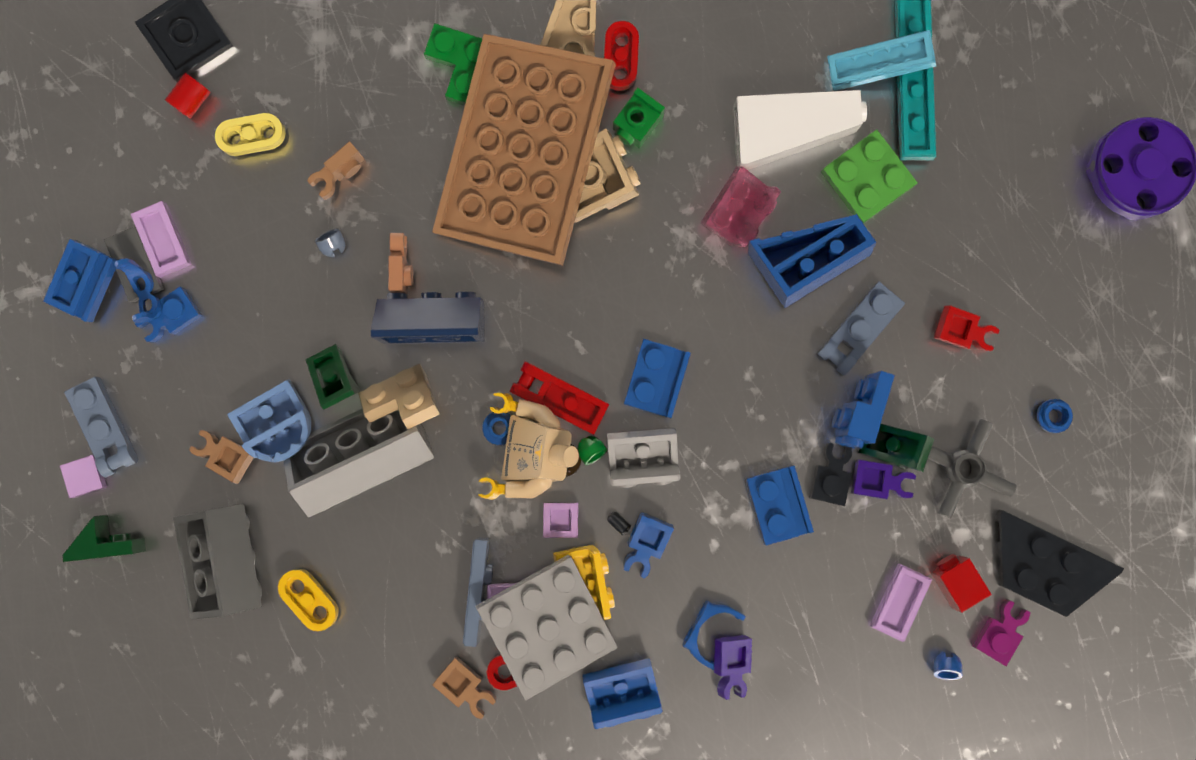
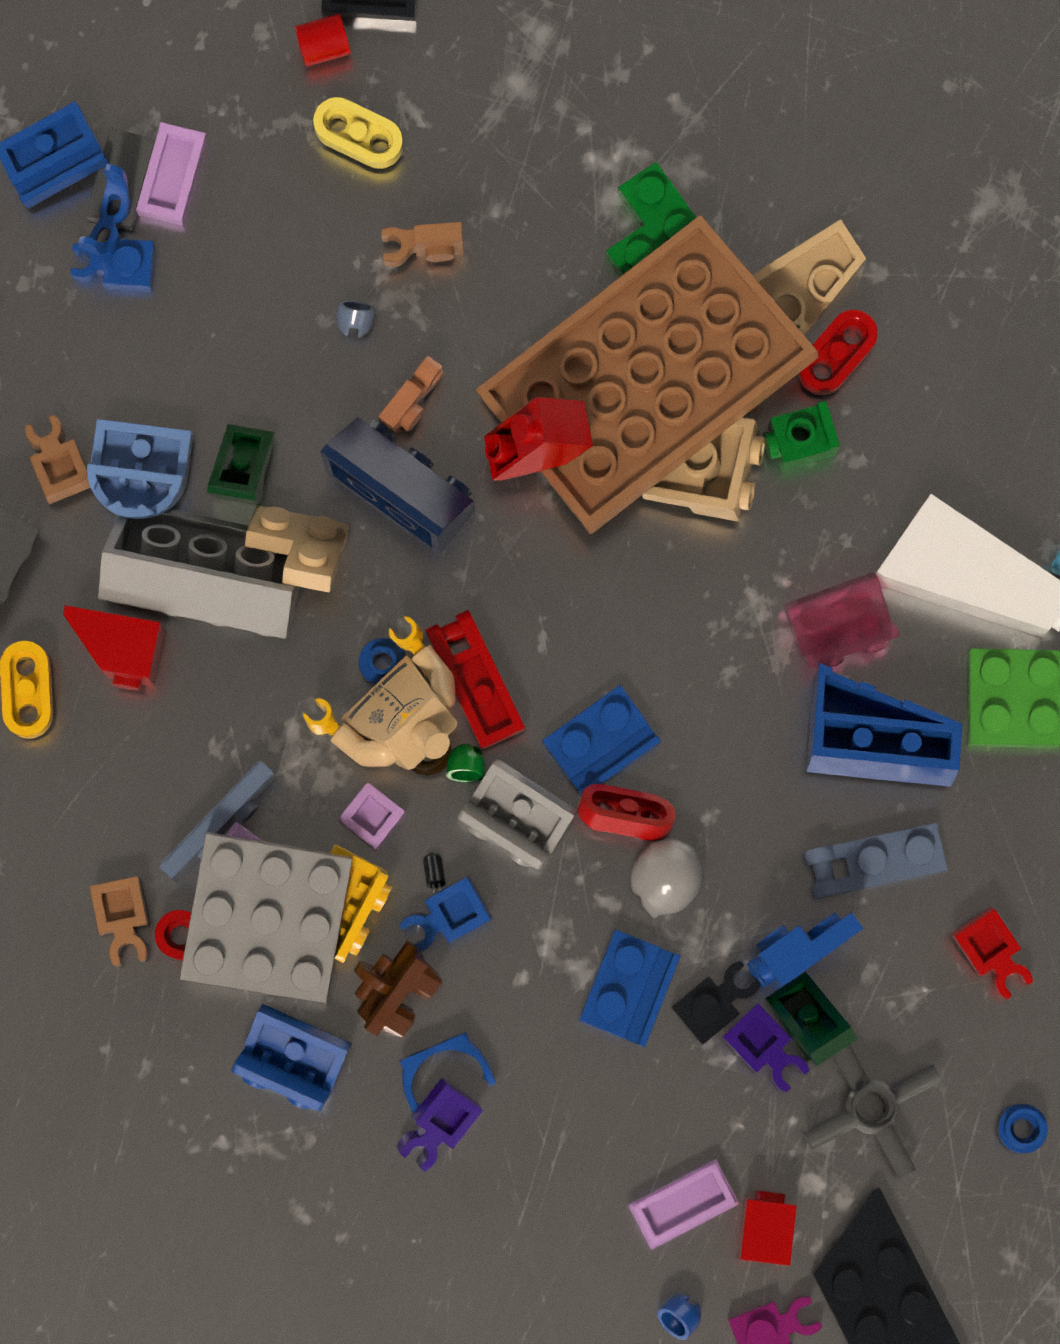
camera: 35 degrees right, 5 degrees down
(341, 534) = (120, 645): none -> red slope
(491, 232) = (538, 438): none -> red slope
(646, 609) = (387, 986): none -> reddish brown hips
(703, 408) = (626, 812): none -> red plate
(752, 426) = (666, 876): none -> light grey hair

